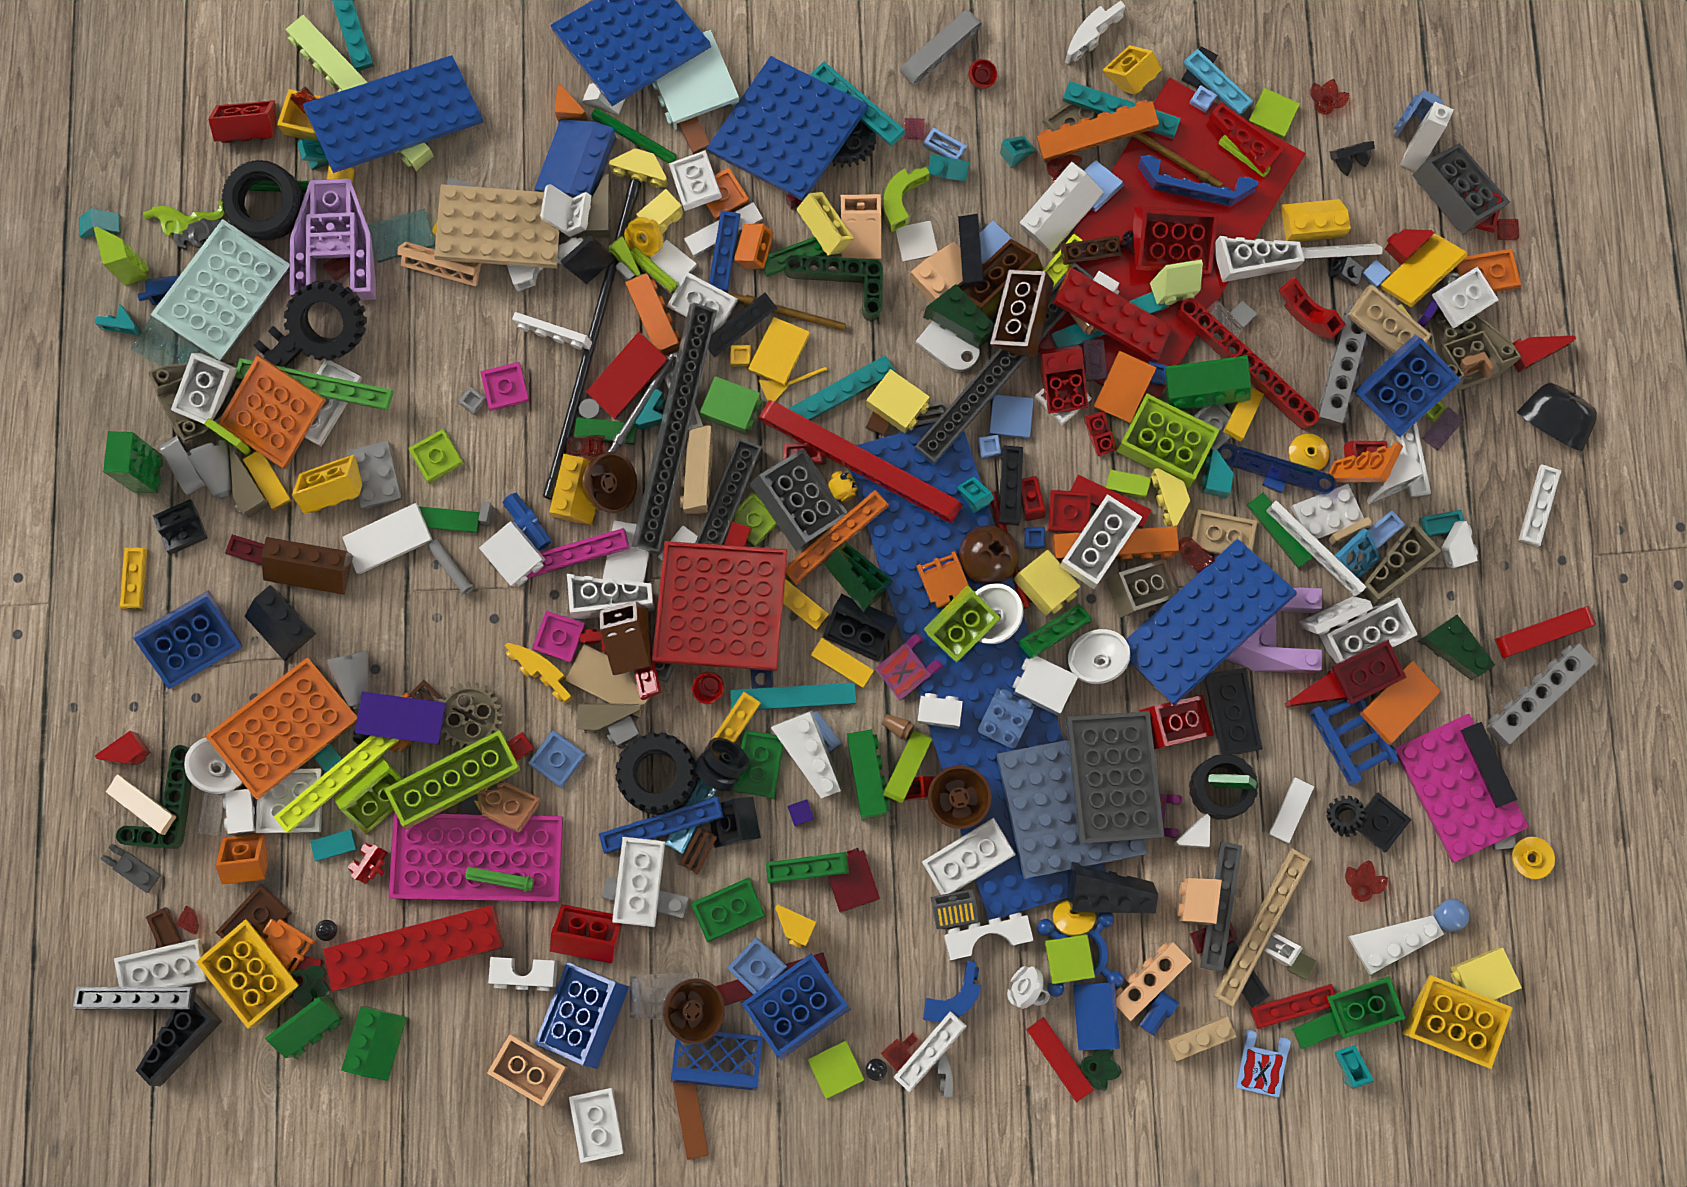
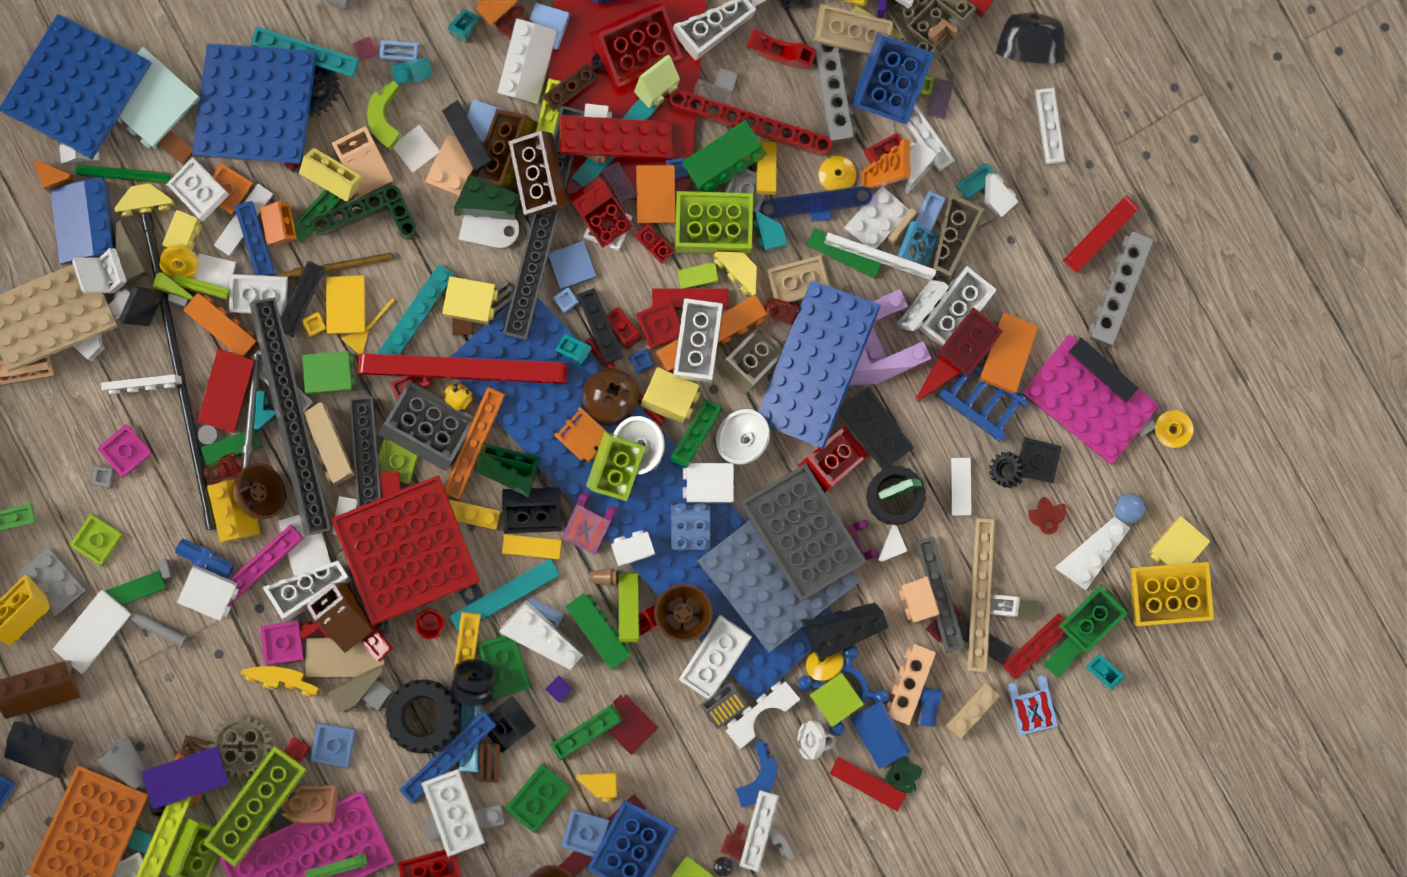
camera: 30 degrees left, 5 degrees up
(1458, 647) = (1035, 282): dark green wedge -> none

